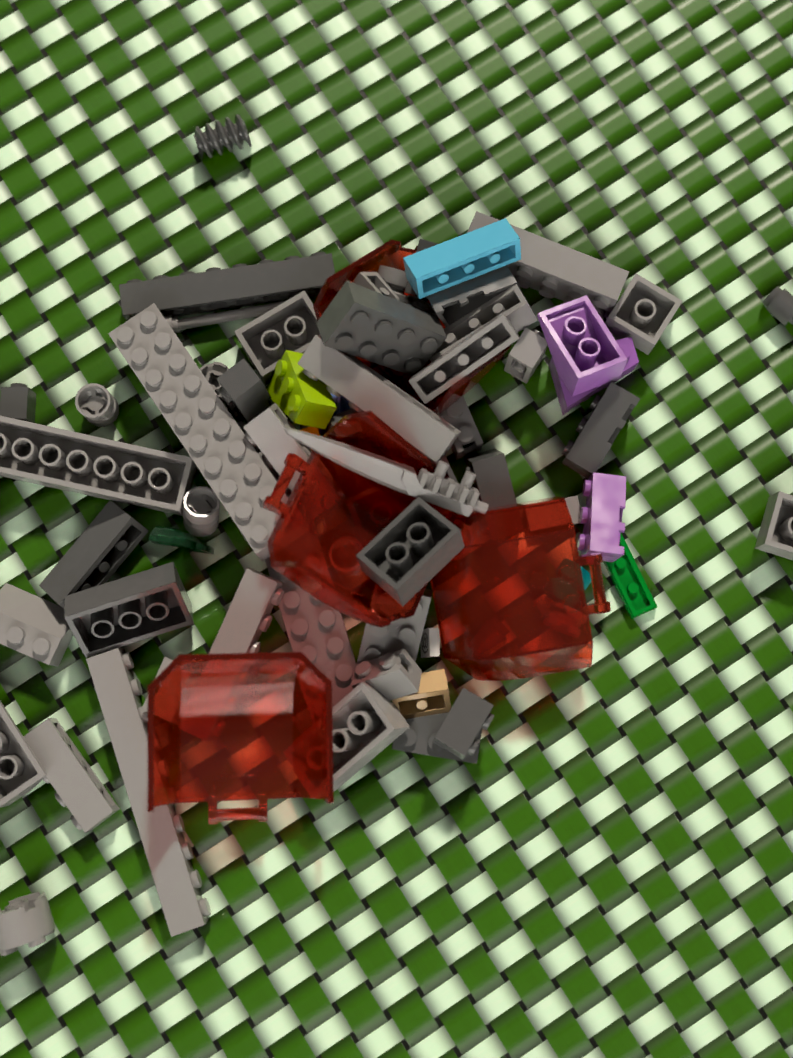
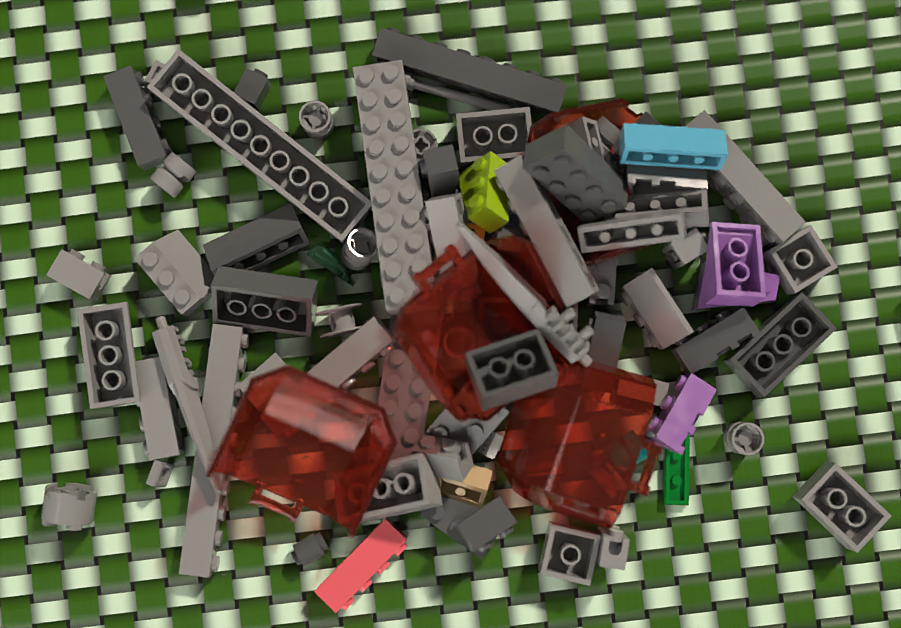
camera: 25 degrees right, 5 degrees up
(88, 738) = (185, 388): none -> light grey piece
(103, 841) = (160, 473): none -> light grey tile
(215, 590) = (340, 320): none -> light grey piece
(297, 843) = (310, 549): none -> dark grey brick
(357, 833) = (361, 565): none -> coral brick
(526, 428) = (655, 310): none -> light grey slope
(563, 713) = (569, 553): none -> light grey brick
(602, 686) = (612, 548): none -> light grey brick
(665, 404) = (781, 345): none -> dark grey brick
(677, 512) = (743, 438): none -> light grey wheel

